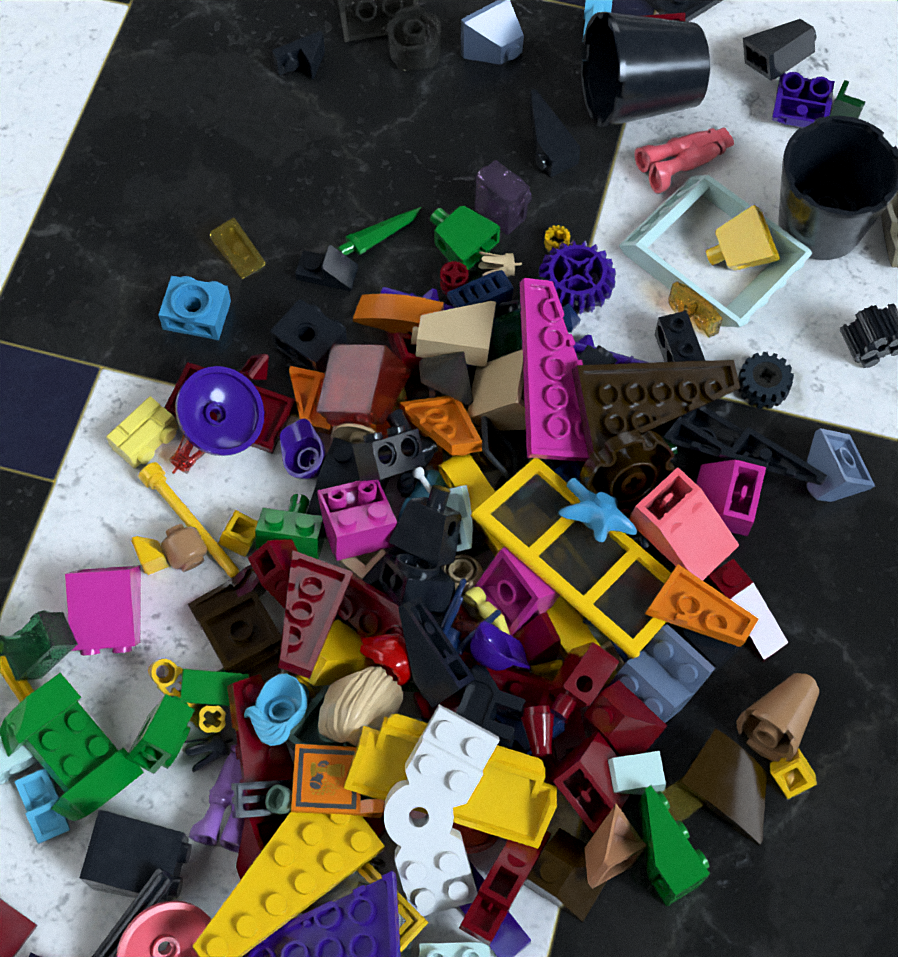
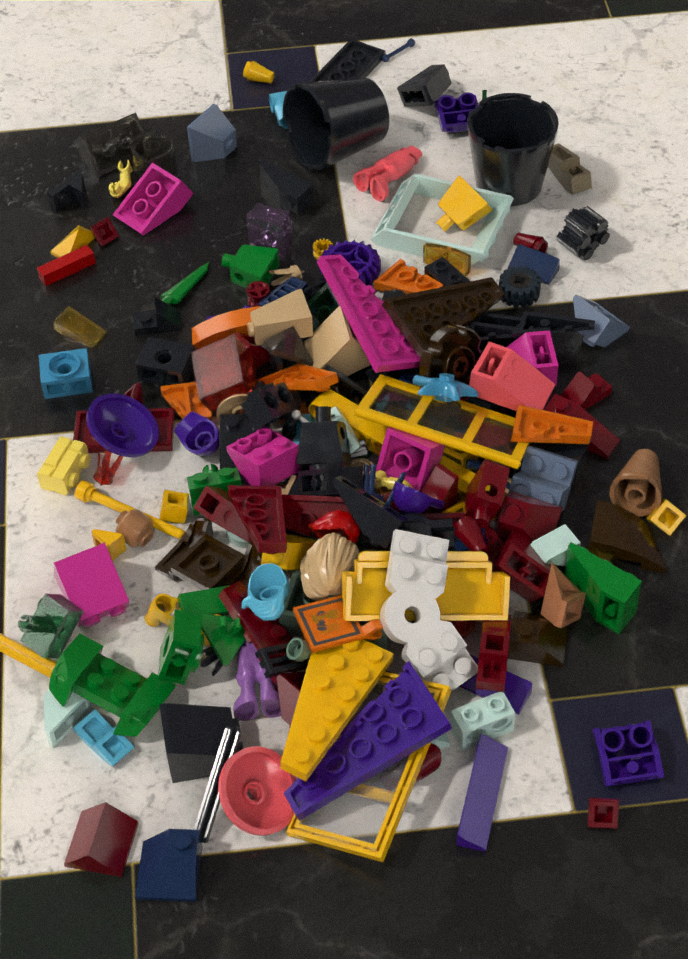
camera: 20 degrees left, 15 degrees down
(213, 736) = (223, 635): none -> green piece
(257, 156) = (66, 265): none -> red piece
(279, 126) = (76, 239): none -> yellow slope
(317, 125) = (104, 231): none -> dark red slope
(368, 64) = (124, 183): none -> light yellow arm
(389, 101) = (153, 200): none -> dark pink slope
(633, 327) = (405, 279): none -> orange wing
(776, 560) = (587, 390): none -> dark red slope
(799, 352) = (544, 264): none -> dark blue slope
(806, 324) = (531, 241): none -> dark red cone

